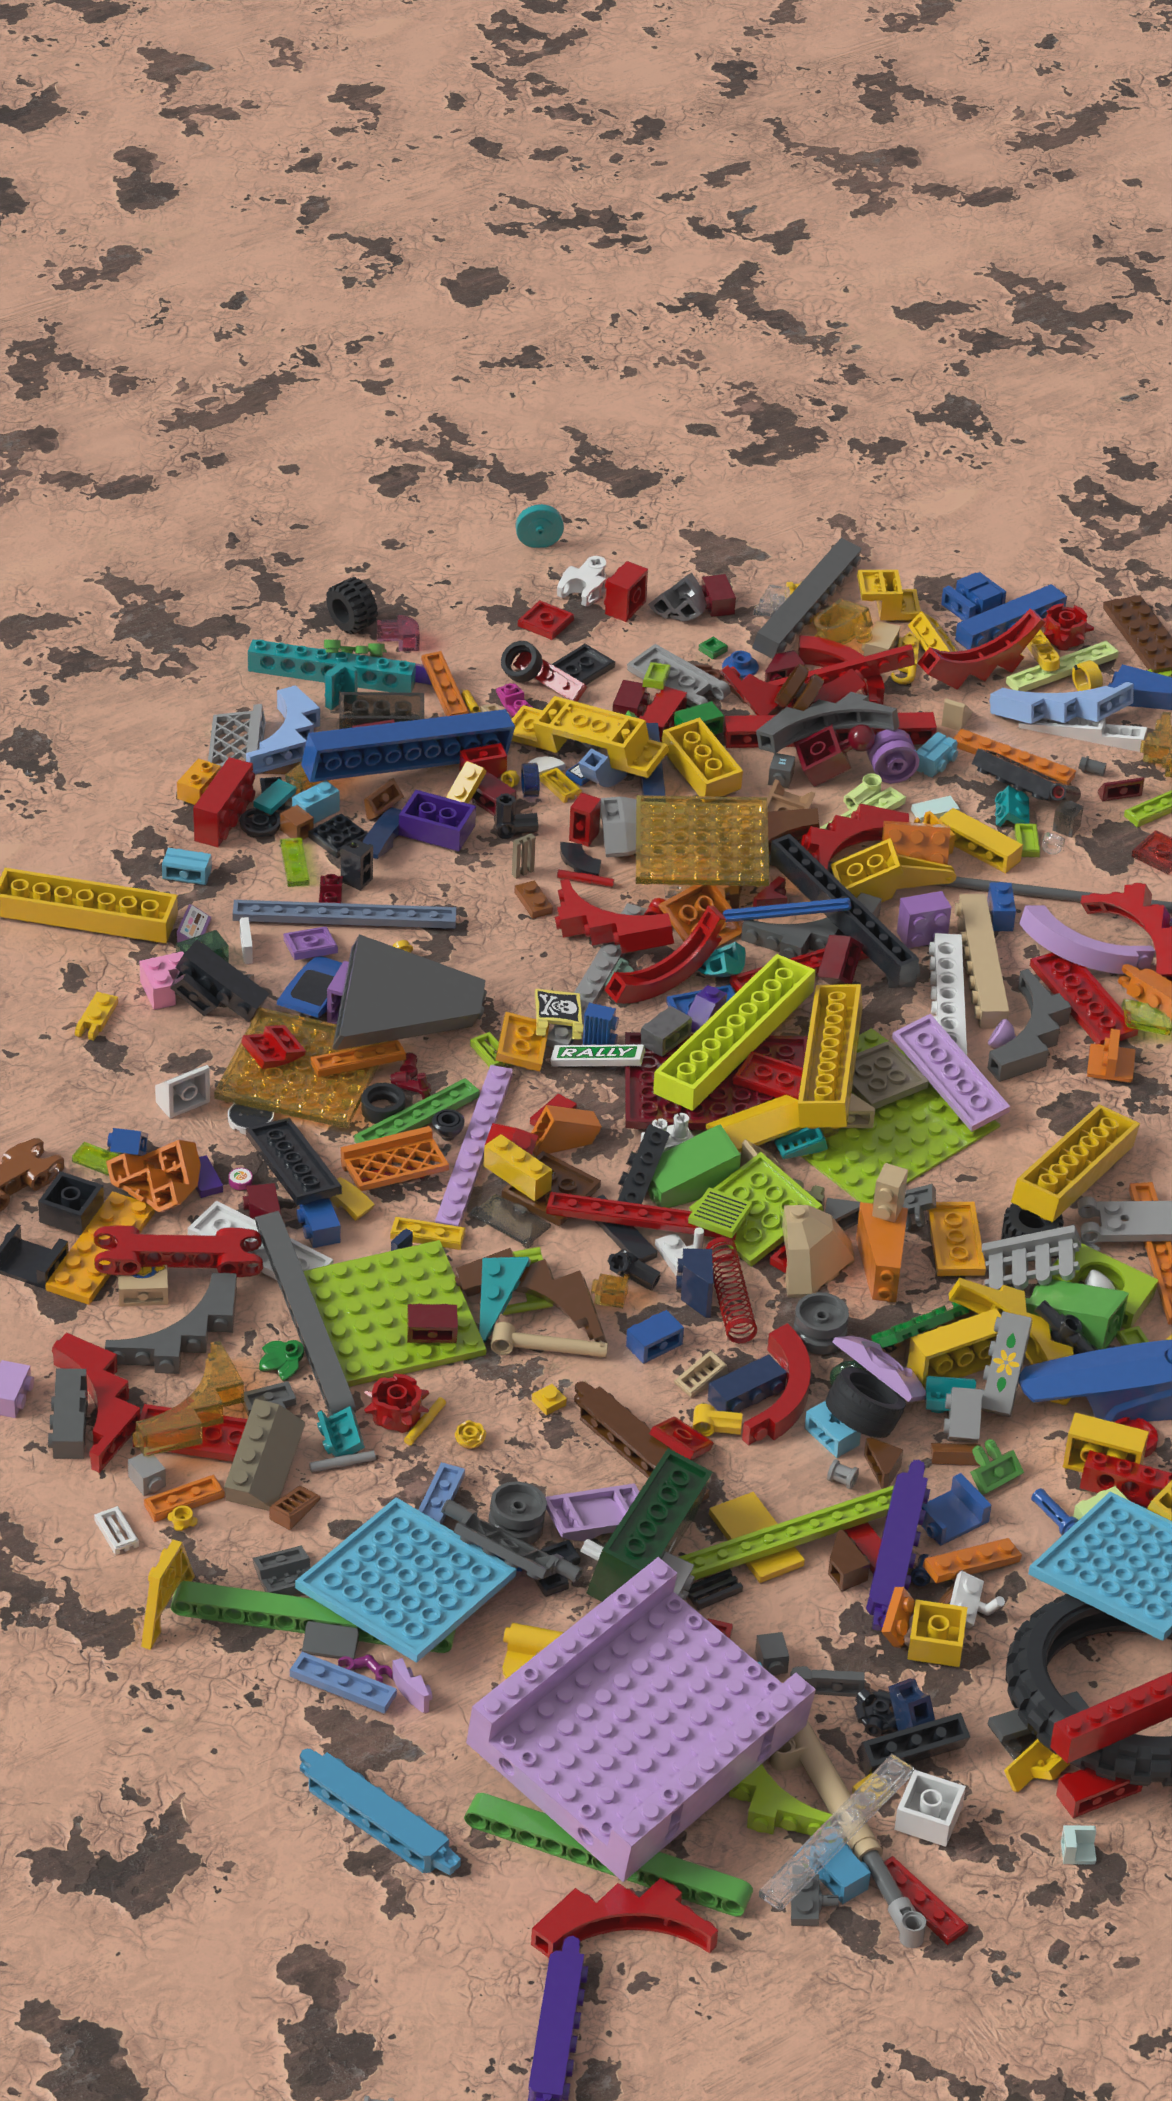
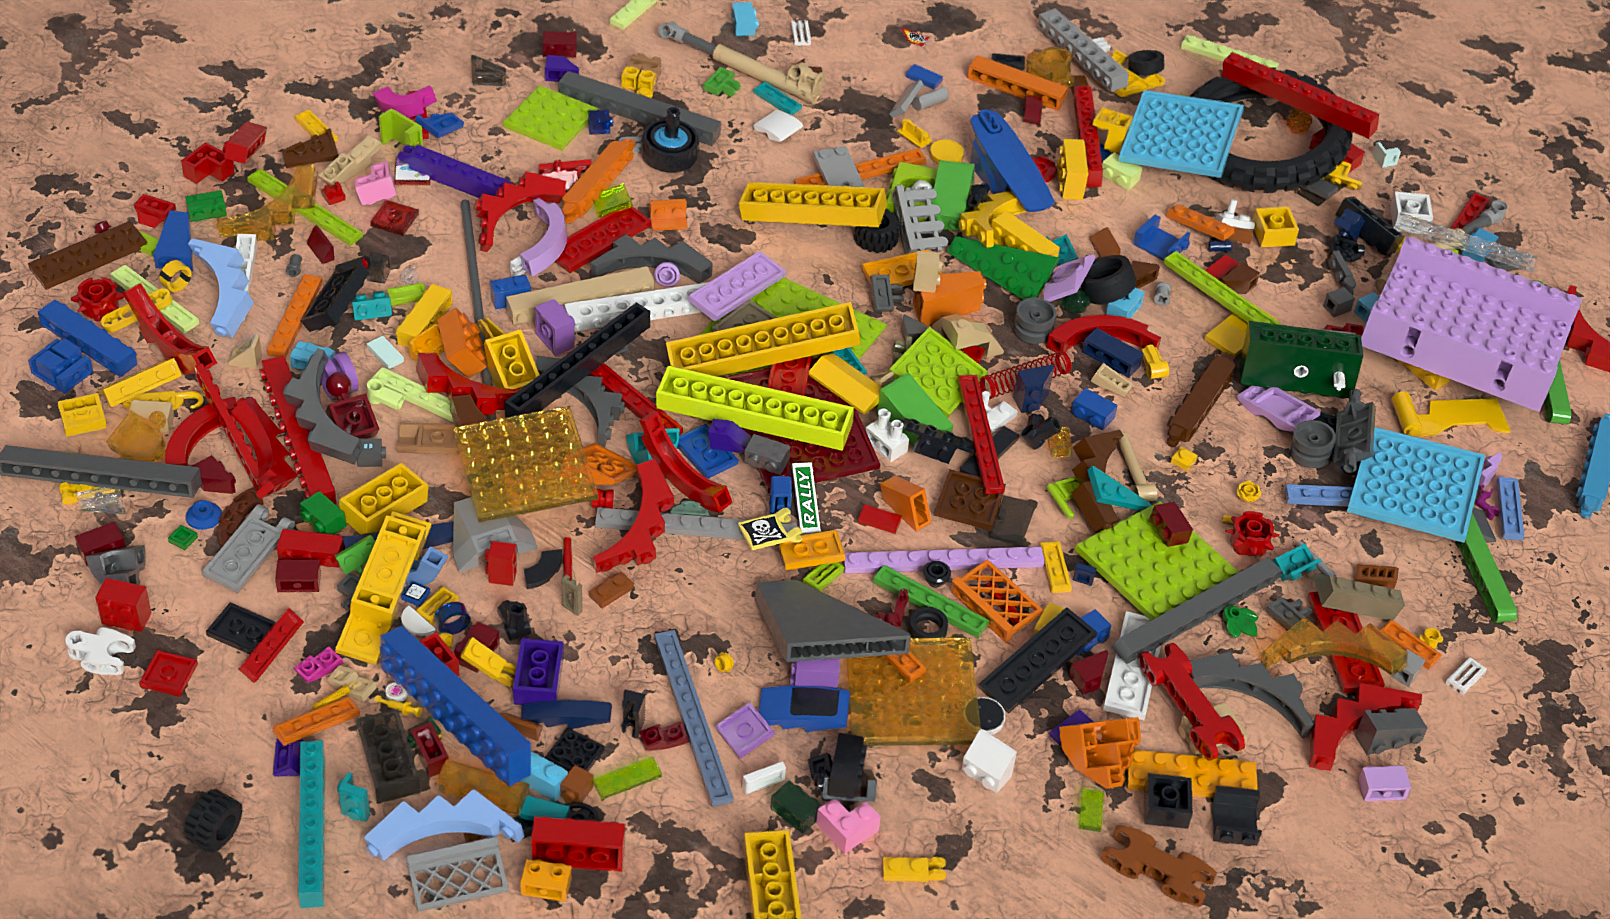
camera: 110 degrees left, 5 degrees up
(128, 1142) = (1080, 776): blue brick -> none
(163, 1582) = (1519, 602): yellow wing -> none
(186, 866) = (675, 856): medium azure brick -> none
(193, 924) = (755, 826): slope -> none
(240, 1178) = (1062, 702): tile -> none
(273, 1047) = (907, 710): red slope -> none
(281, 1570) = (1438, 565): dark grey slope -> none
(374, 649) = (268, 794): bright green plant -> none
(403, 630) = (231, 775): clear pink brick -> none
(517, 1167) = (975, 511): yellow brick -> none
(518, 1136) = (940, 524): red slope -> none
(529, 672) = (277, 656): black tyre -> none
(539, 526) = (22, 696): teal wheel -> none
(656, 675) = (263, 554): lime tile -> none
(681, 1438) = (1188, 373): red tile -> none
(720, 1212) = (964, 382): lime tile -> none
(790, 909) = (595, 397): blue axle -> none
(795, 688) = (287, 430): reddish brown wheel -> none
(840, 960) = (631, 366): dark red brick -> none
(898, 1540) = (1219, 249): dark purple hinge -> none
(898, 1616) = (1276, 241): orange plate -> none
(963, 1414) = (1082, 236): light grey brick -> none
(997, 1471) = (1114, 223): bright green hinge -> none
(1006, 1363) = (1034, 213): light grey brick -> none
(1053, 1510) = (1140, 185): blue pin -> none

